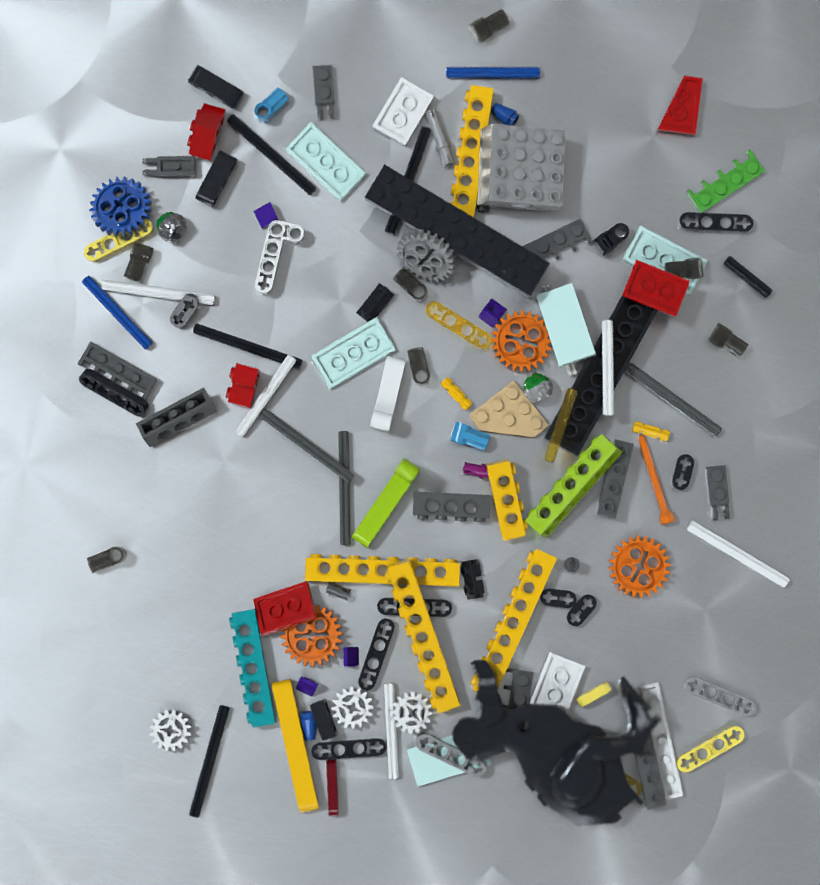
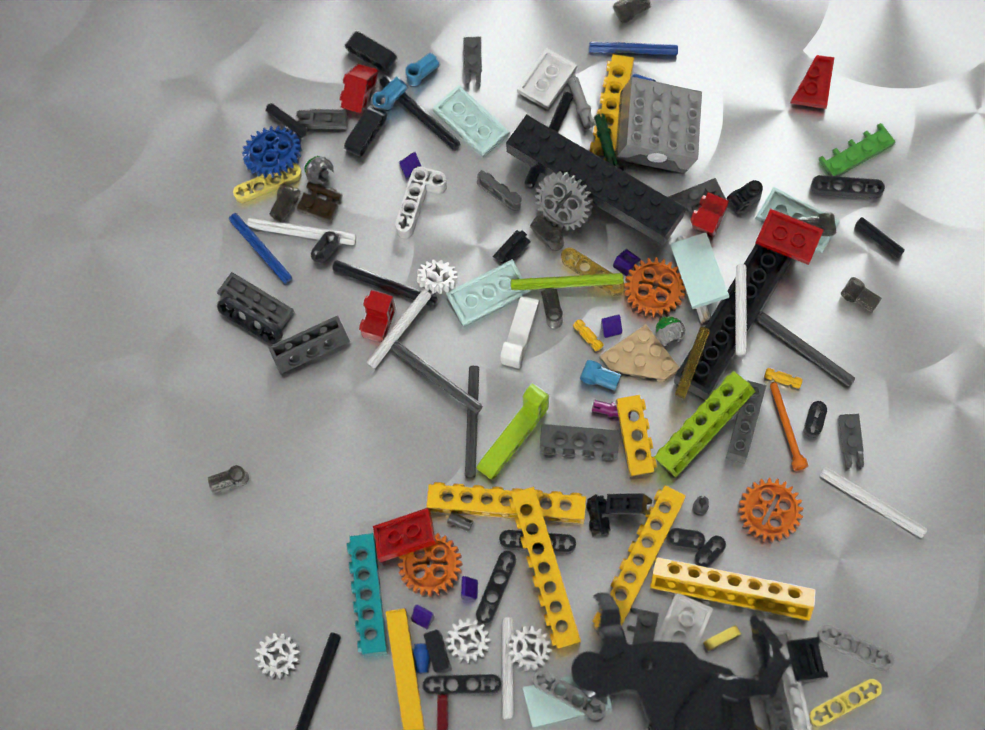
camera: 10 degrees right, 15 degrees down
(132, 169) = (287, 120): none -> black axle
(172, 264) = (319, 207): none -> dark brown plate
(240, 136) = (391, 93): none -> dark azure piece
(303, 336) = (437, 276): none -> white gear
(359, 241) = (498, 190): none -> dark grey hinge
(432, 340) = (566, 281): none -> lime axle
(467, 186) = (604, 133): none -> dark green pin
(479, 384) = (611, 326): none -> dark purple slope
(500, 570) = (627, 504): none -> black hinge
(576, 262) = (709, 214): none -> red brick
(609, 653) = (733, 588): none -> yellow brick
(669, 711) = (803, 663): none -> black plate

